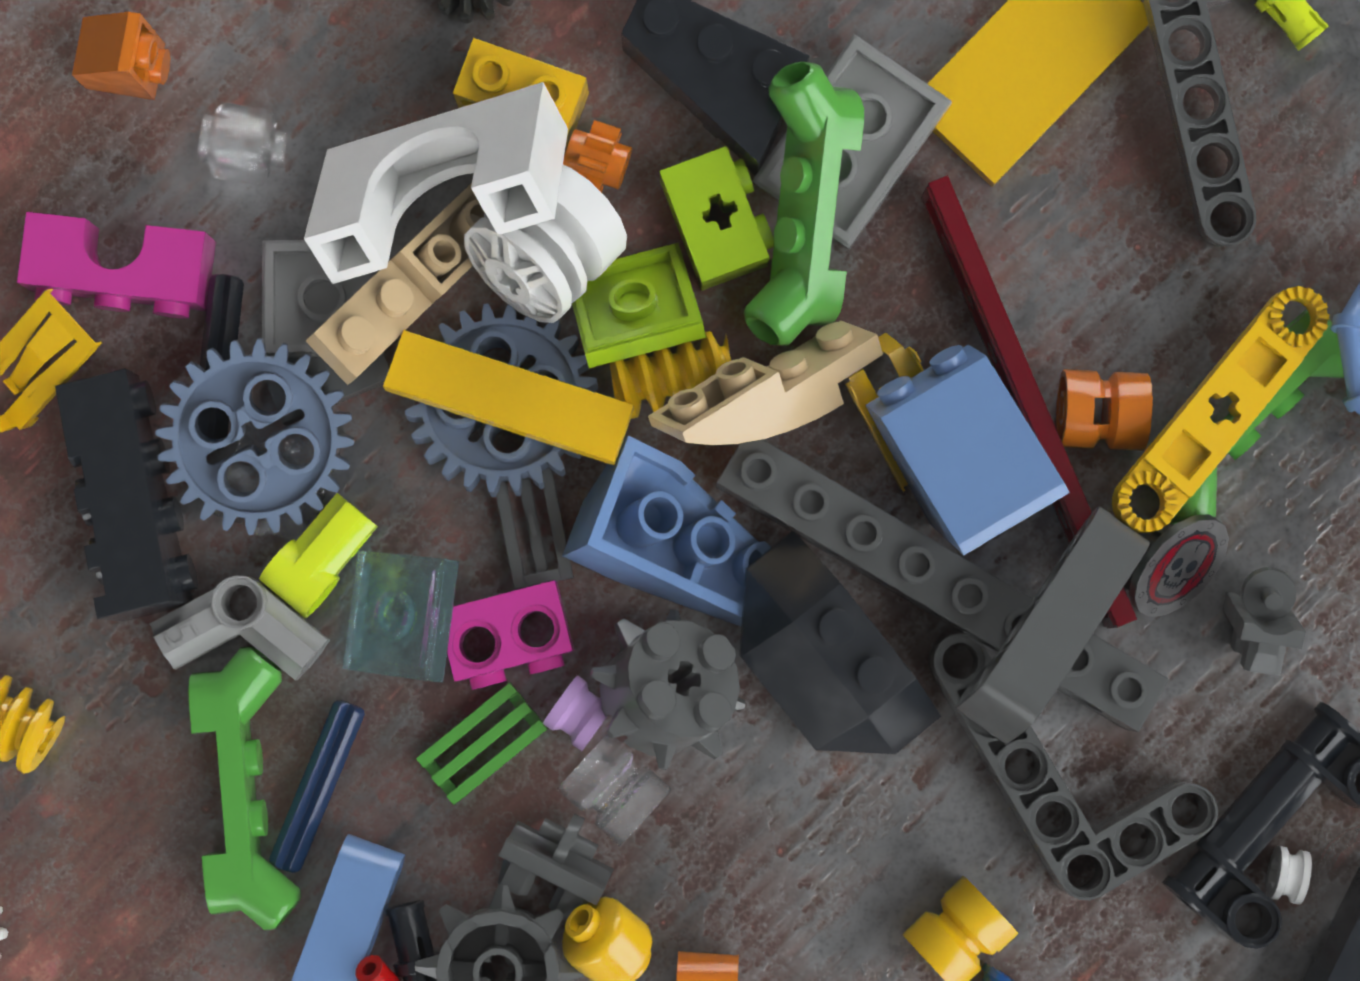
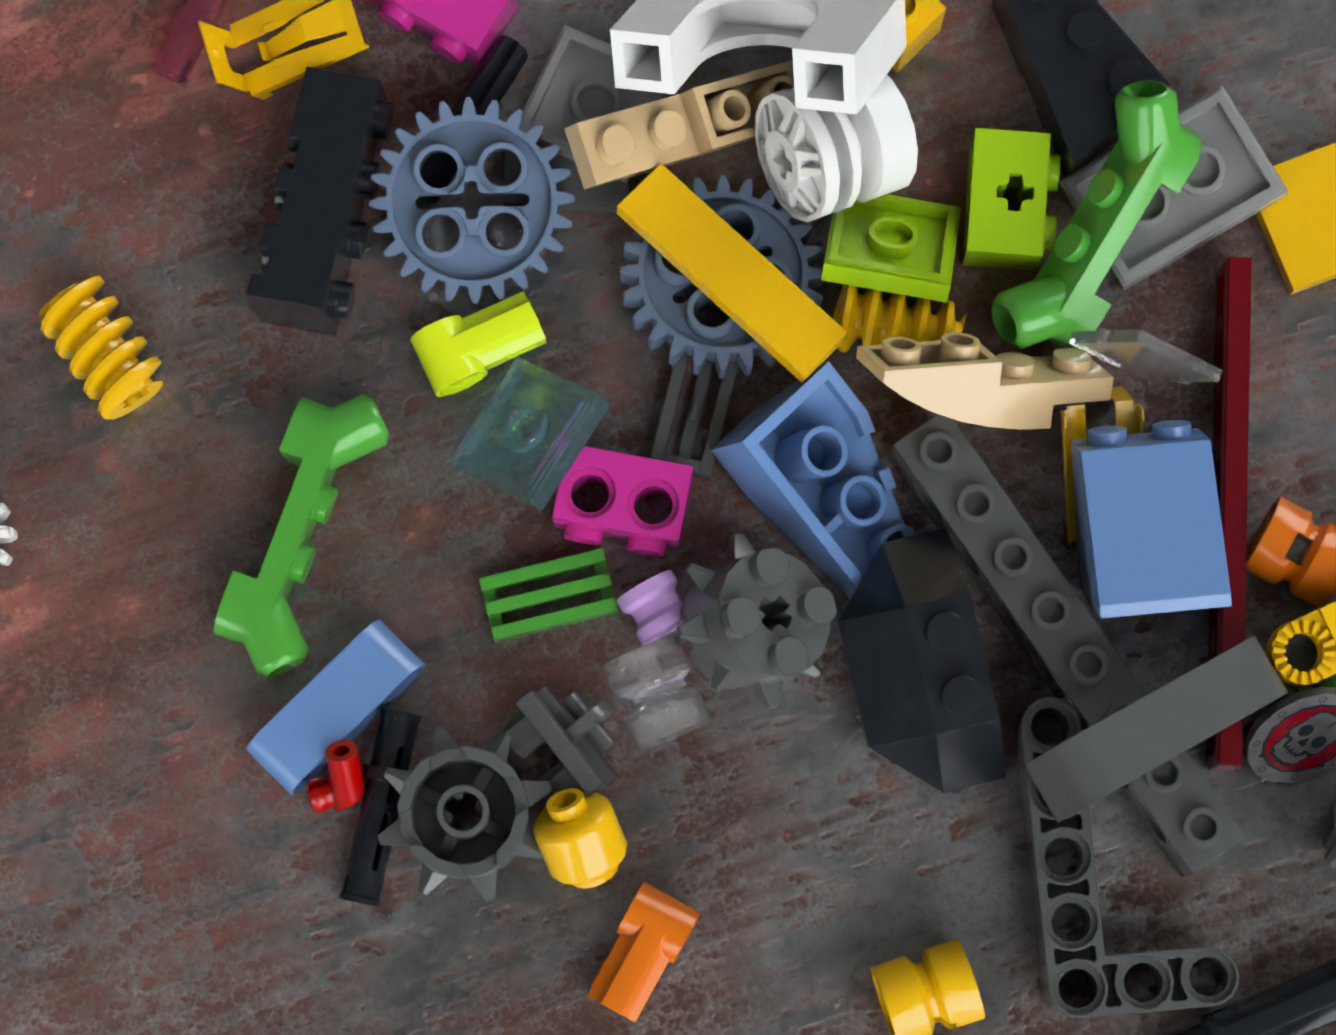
camera: 25 degrees right, 5 degrees down
(210, 623) = (400, 390): light grey piece -> none
(316, 786) = (371, 561): dark blue axle -> none
(599, 155) = (925, 88): orange gear -> none
(896, 305) = (1145, 356): none -> clear piece

